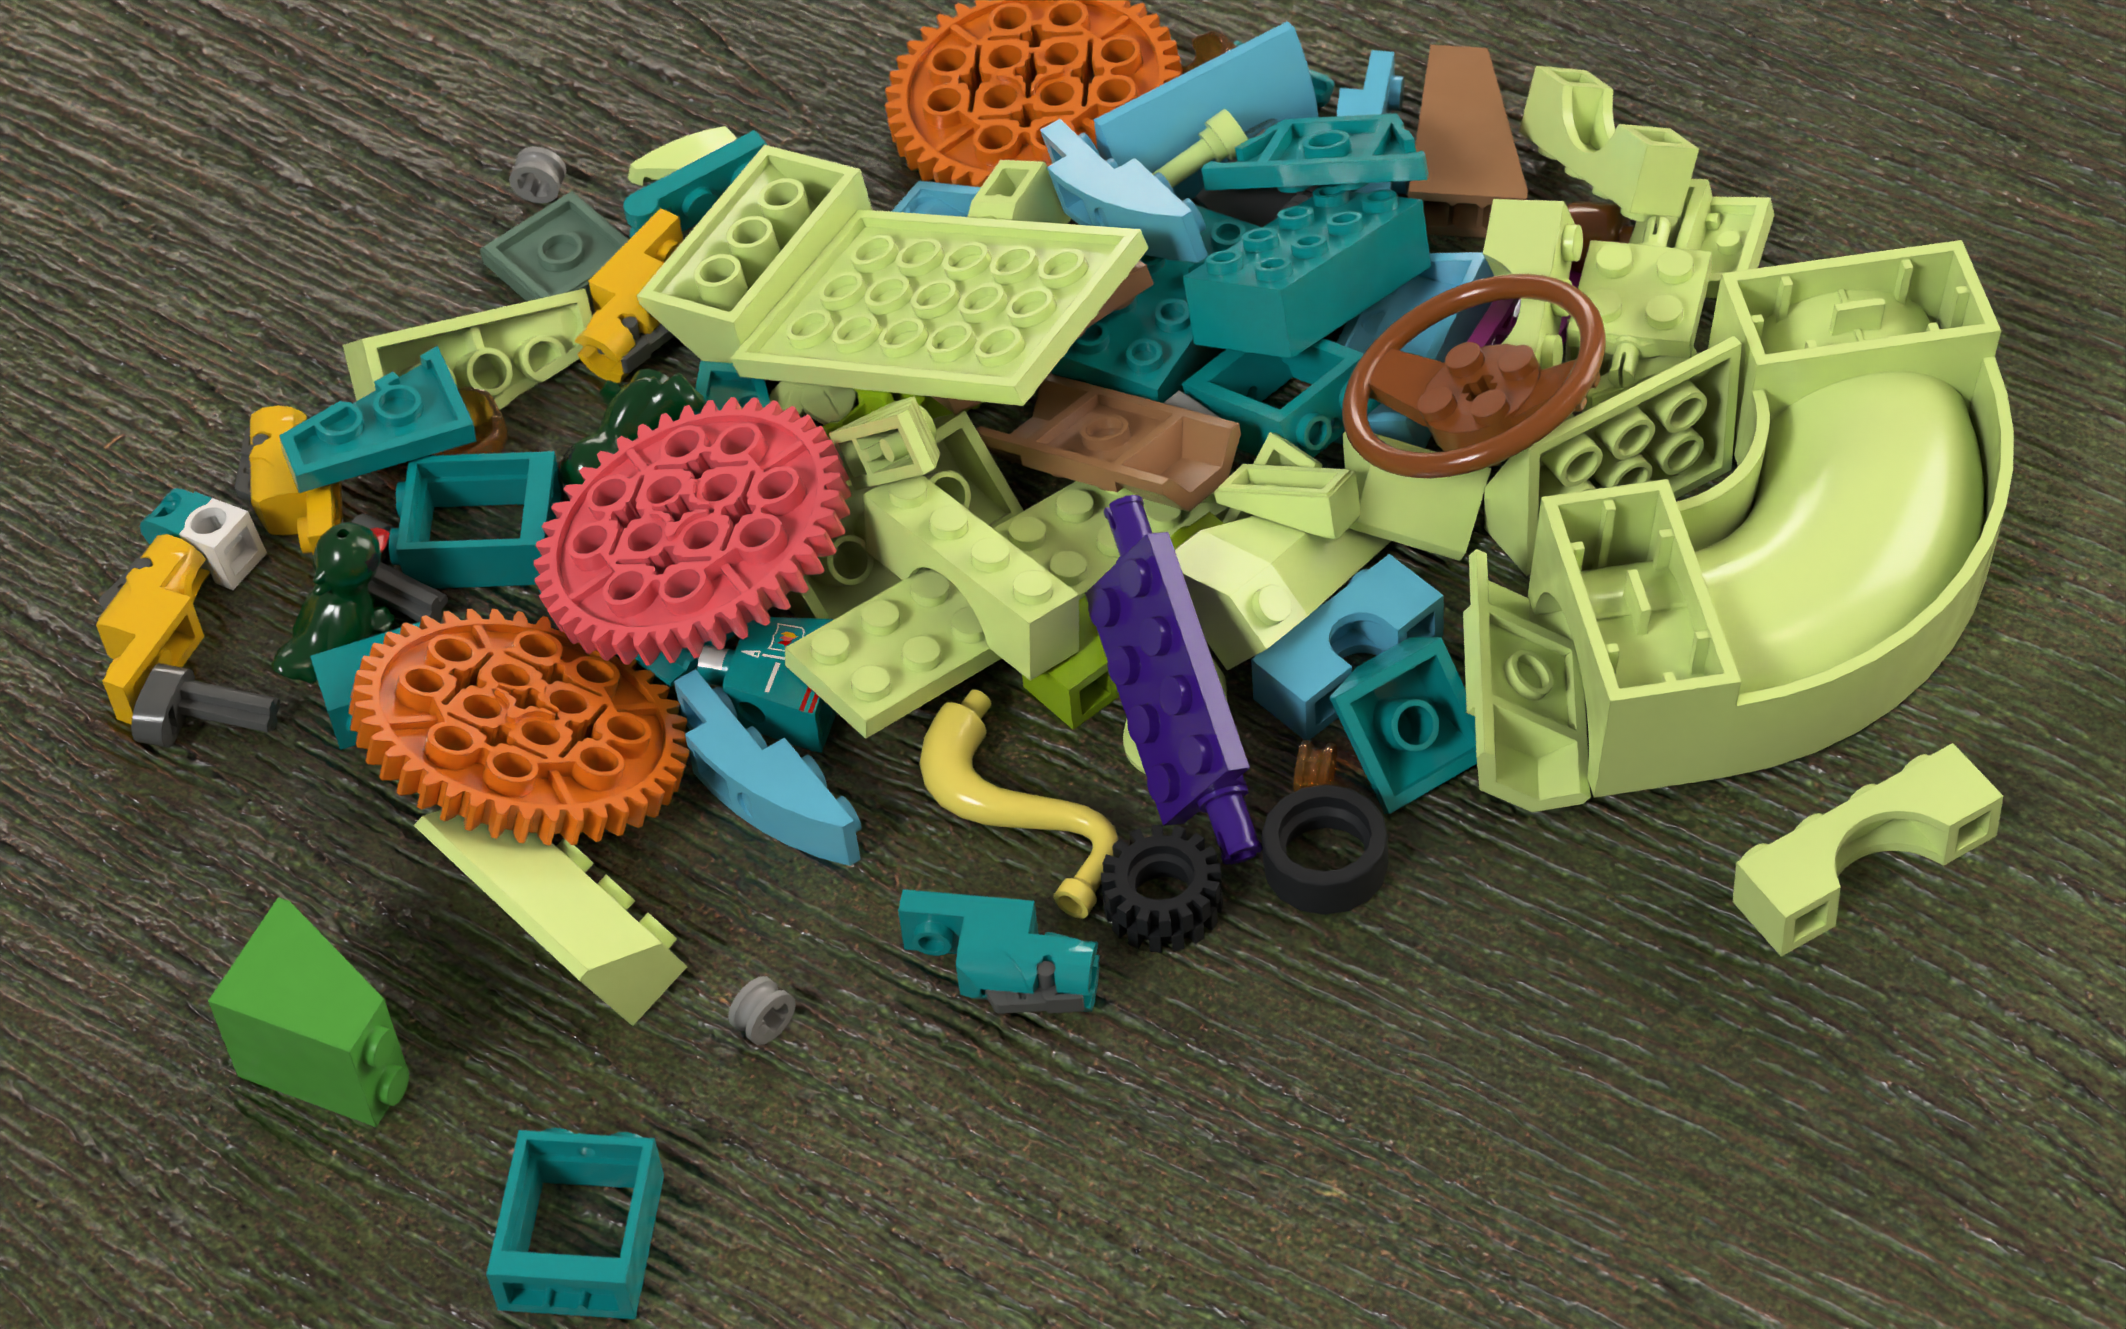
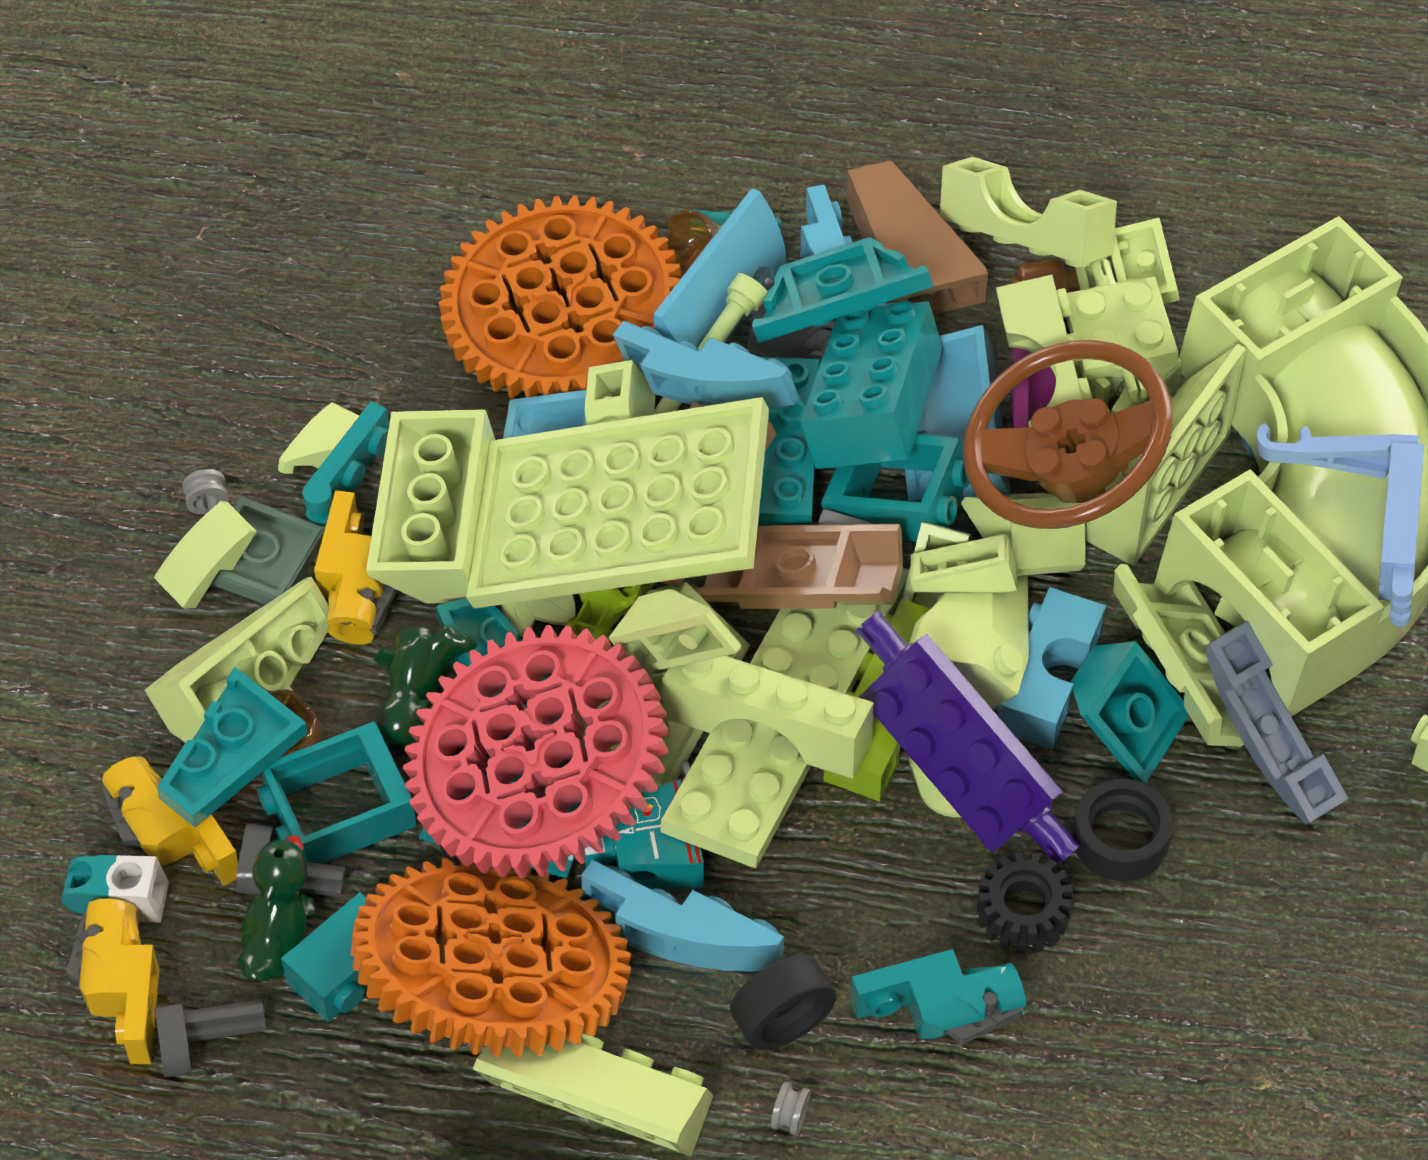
camera: 30 degrees left, 5 degrees up
(499, 226) = (209, 546): none -> yellowish green slope
(808, 861) = (783, 1002): none -> black tyre
(955, 785) = (835, 881): light yellow animal -> none
(1315, 765) = (1080, 770): clear orange bush -> none
(1563, 788) = (1267, 727): none -> sand blue slope
(1827, 582) = (1376, 457): none -> light blue hinge

